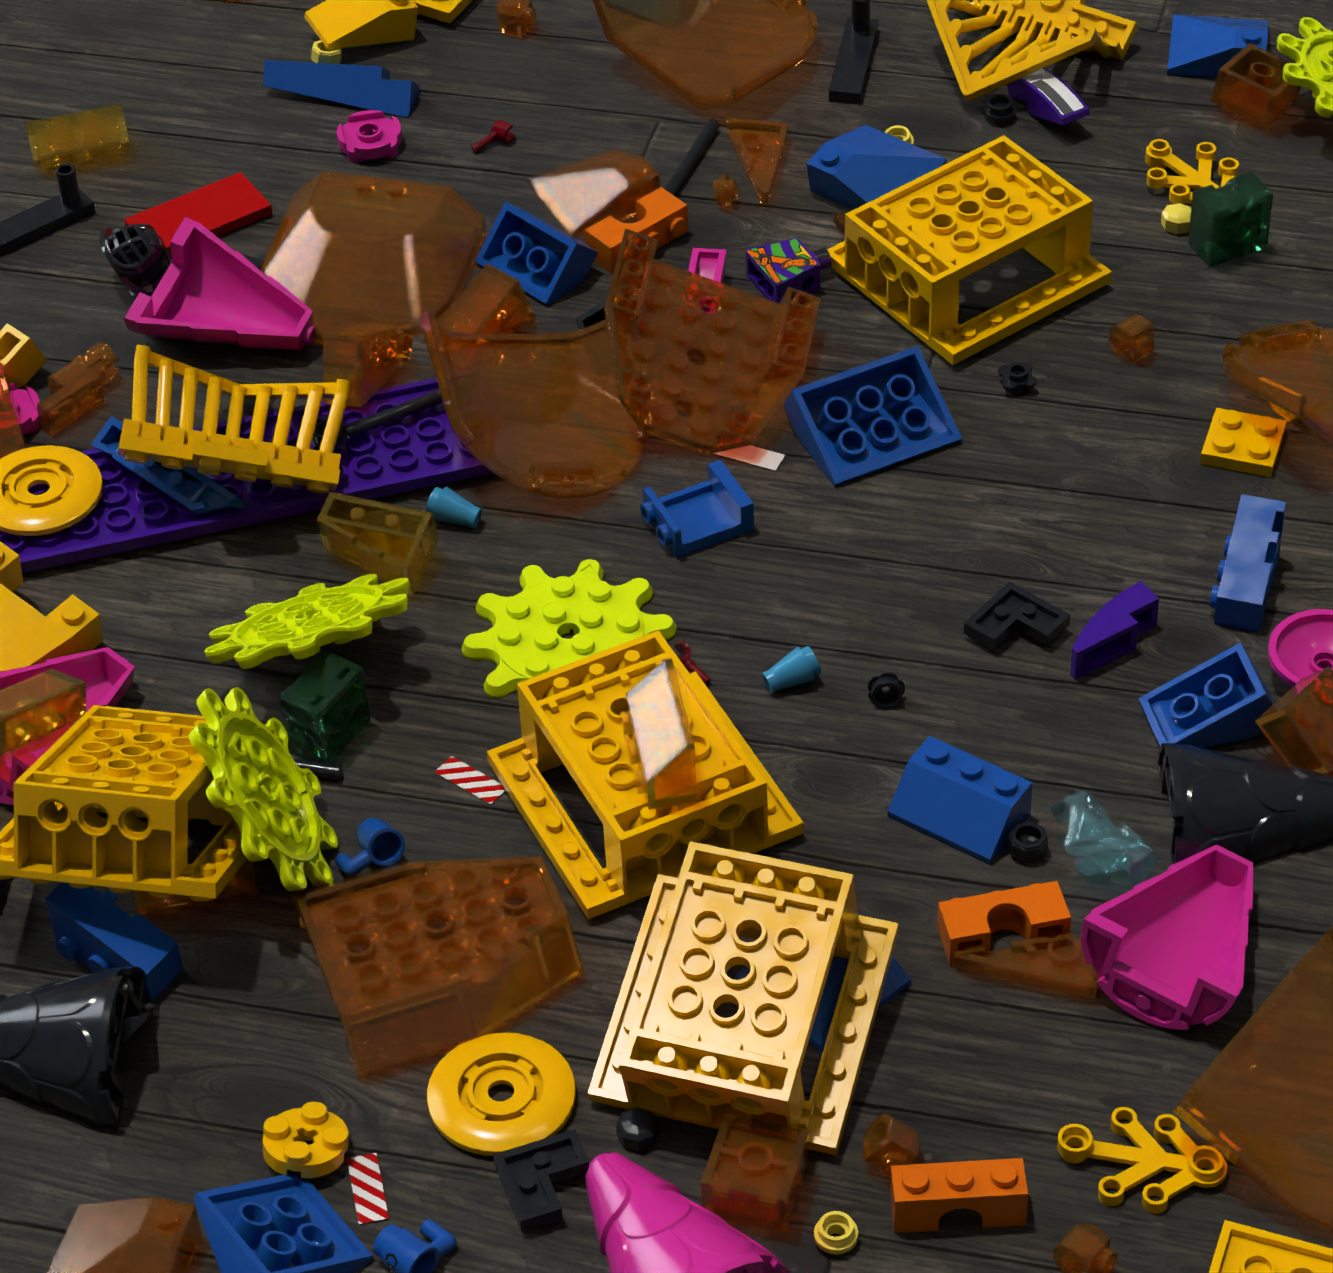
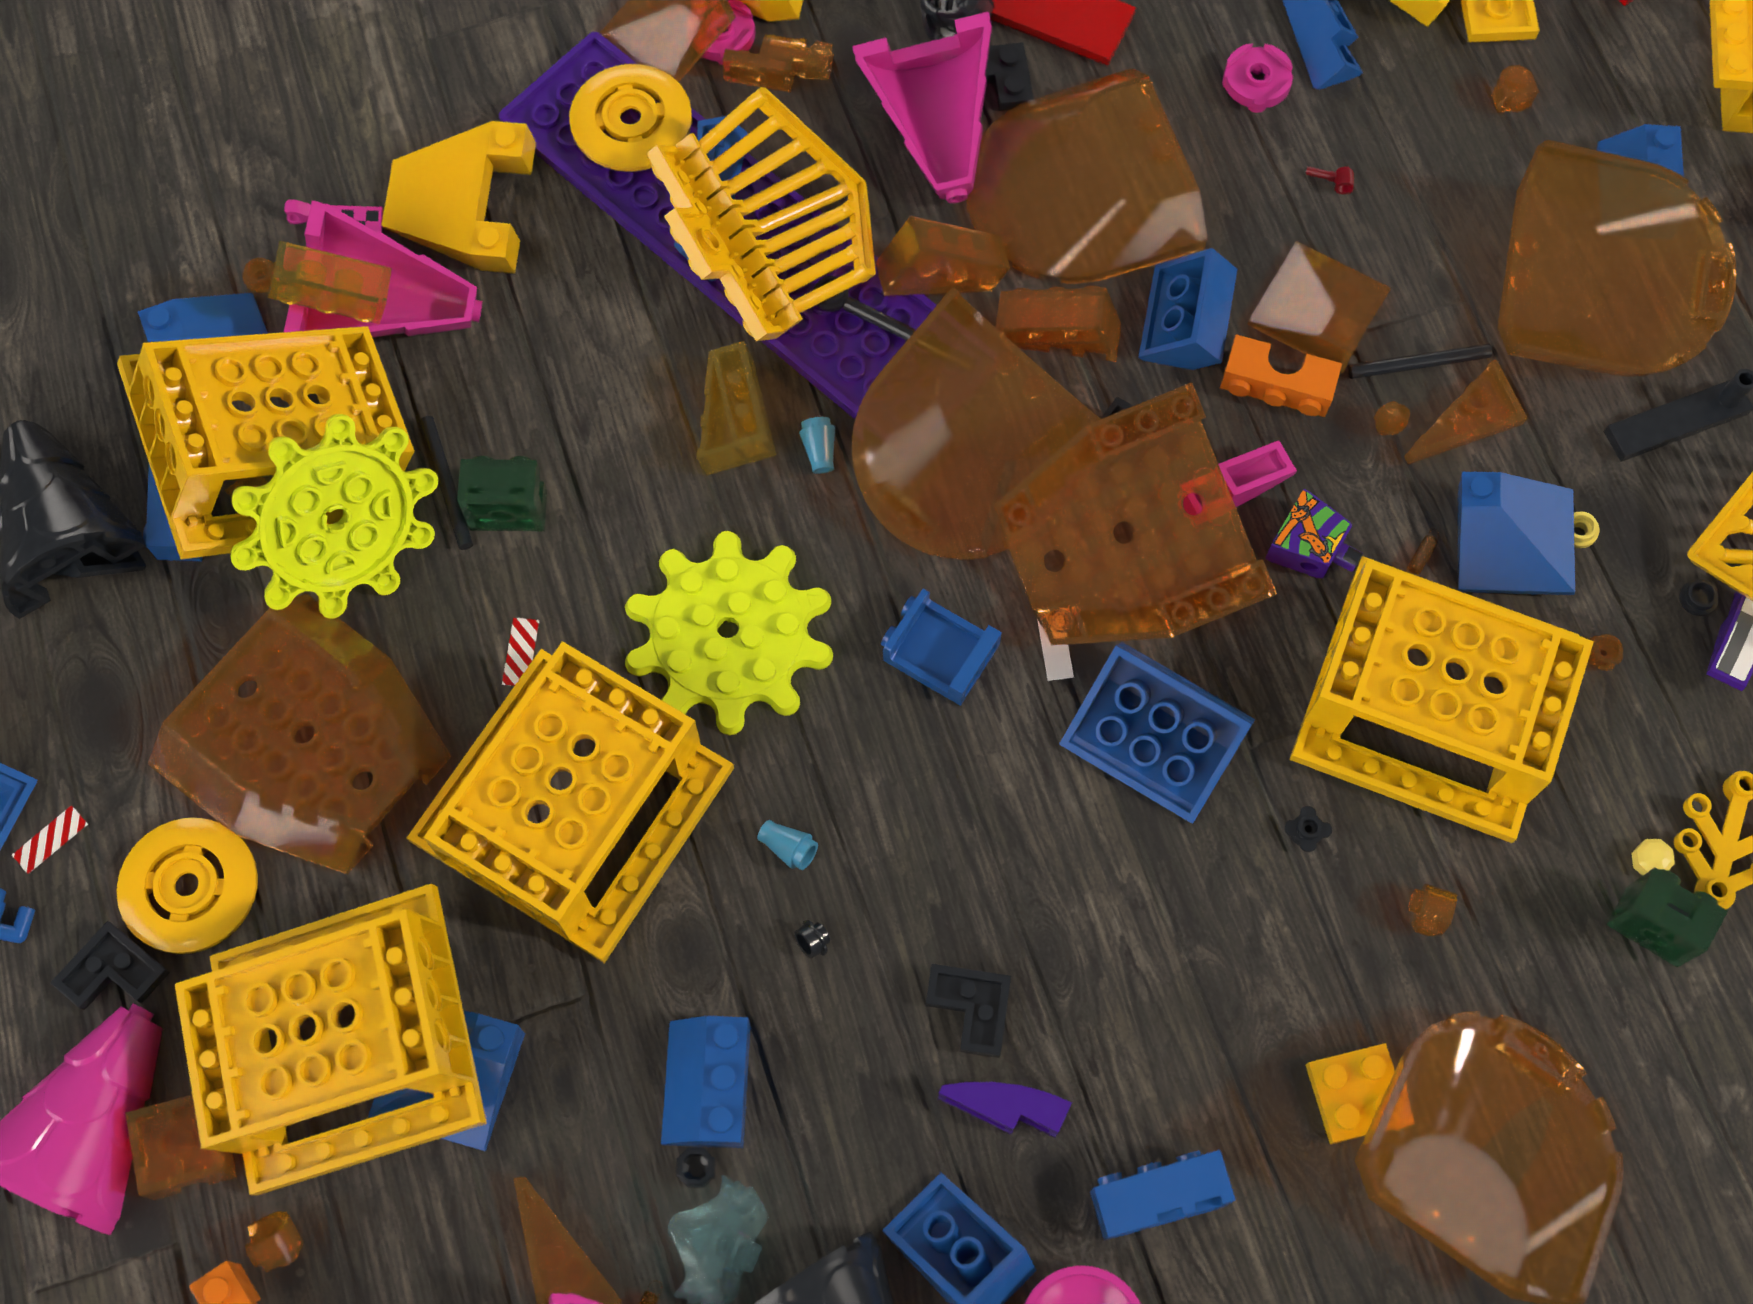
camera: 55 degrees right, 25 degrees up
(308, 621) = (618, 429): neon yellow plate -> none
(313, 1123) = (52, 746): yellow plate -> none
(379, 845) = (388, 628): blue piece -> none
(660, 739) = (531, 810): clear yellow slope -> none
(685, 651) = (749, 747): dark red hand -> none
(836, 1223) = (157, 1239): light yellow plate -> none
(1028, 910) = (558, 1170): orange arch -> none

